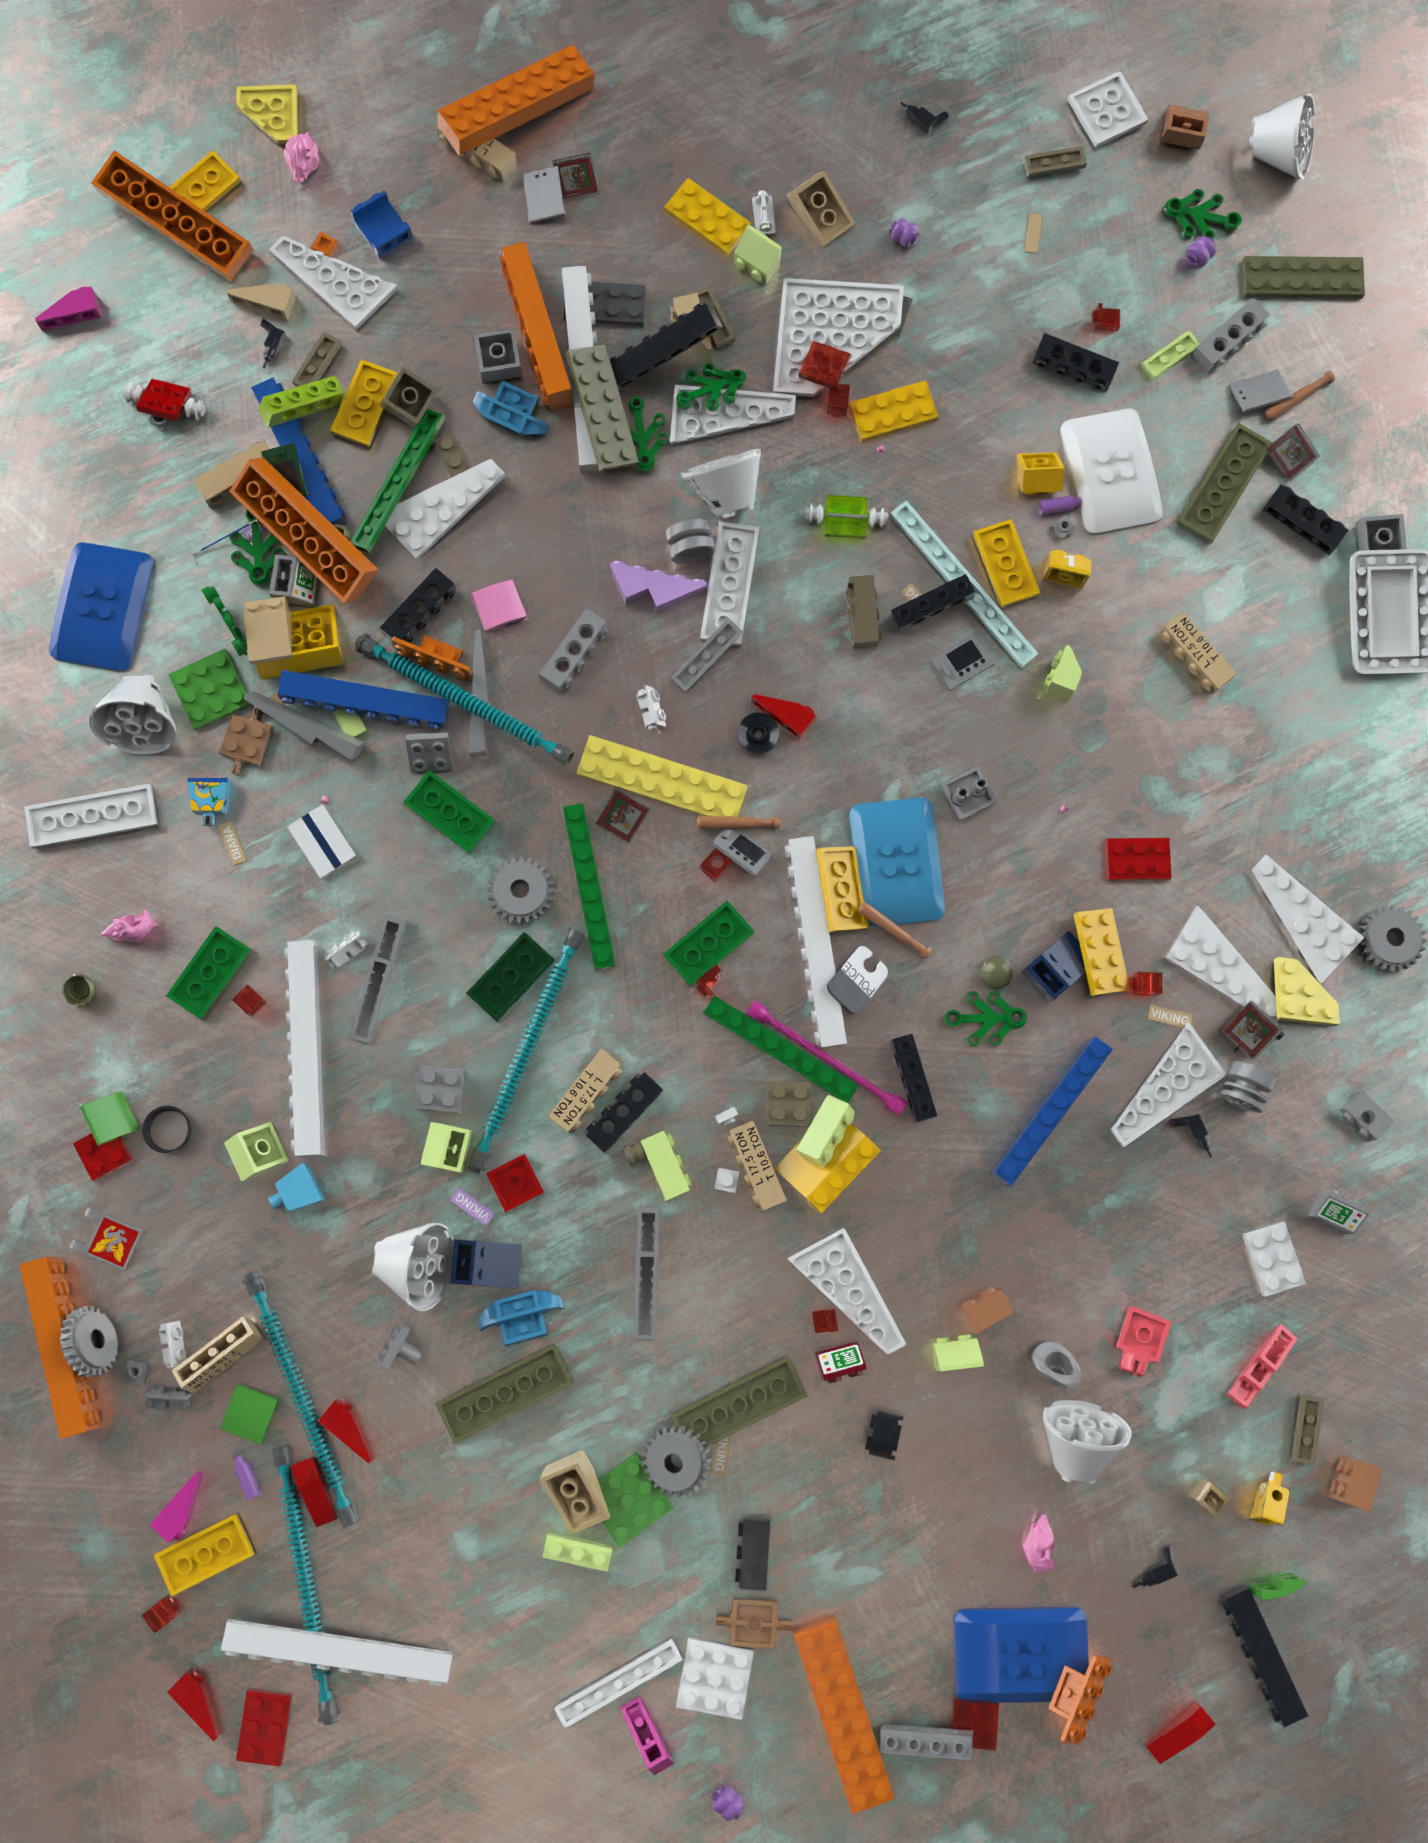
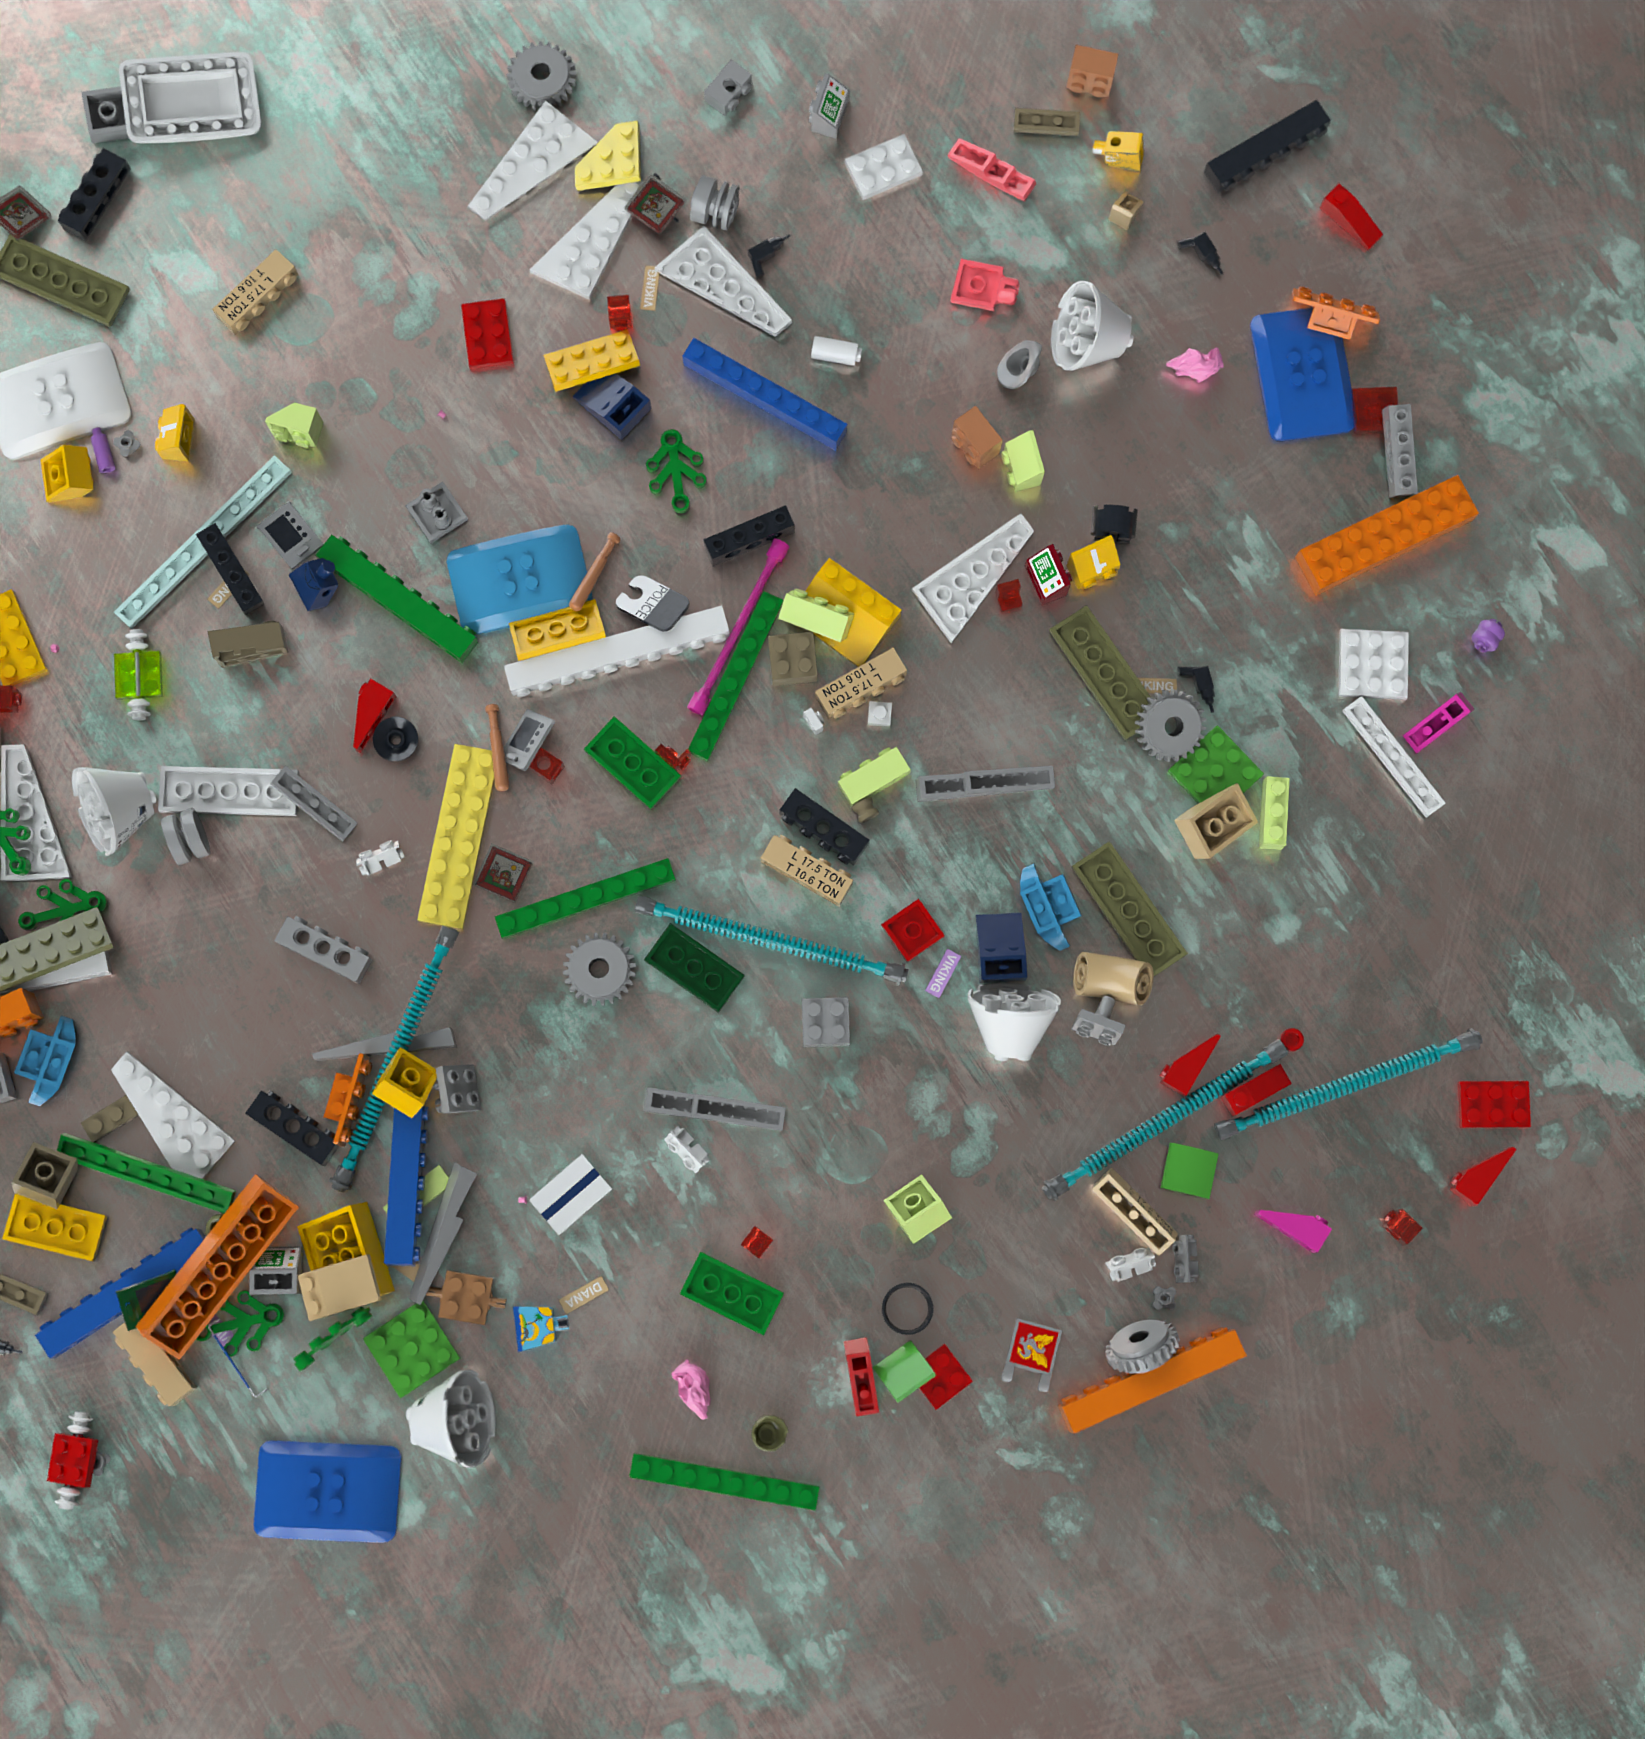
camera: 95 degrees left, 0 degrees up
(45, 946) = (724, 1481): none -> green plate
(91, 816) = (572, 1456): white plate -> none
(114, 1079) = (861, 1376): none -> red slope
(204, 1554) = (1337, 1193): yellow plate -> none
(246, 1478) = (1254, 1162): medium lavender cylinder -> none
(297, 1190) = (952, 1158): medium azure torso -> none
(301, 401) = (62, 1295): lime brick -> none
(305, 1048) = (799, 1174): white brick -> none
(336, 1651) = (1410, 1038): white brick -> none
(358, 1534) = (1292, 1039): none -> red tile
(437, 705) = (406, 1083): none -> yellow slope
(439, 1366) = (1113, 977): none -> tan brick
(446, 1147) = (886, 1006): yellowish green slope -> none
(449, 812) = (521, 1059): green plate -> none
(498, 605) = (279, 1040): bright pink slope -> none
(662, 588) = (242, 864): lavender slope -> none
(717, 1501) = (1202, 682): none -> black piece
(753, 1553) = (1248, 640): black brick -> none
(753, 1623) = (1315, 632): medium nougat plate -> none
(847, 1409) = (1094, 563): none -> yellow slope
(890, 748) = (398, 599): none -> green brick
(911, 676) = (315, 583): none -> dark blue torso
(997, 972) = (625, 464): olive hair -> none
(1006, 563) = (174, 499): yellow plate -> none
(1088, 1185) = (836, 351): none -> white brick
(1280, 1585) = (1201, 136): bright green slope -> none

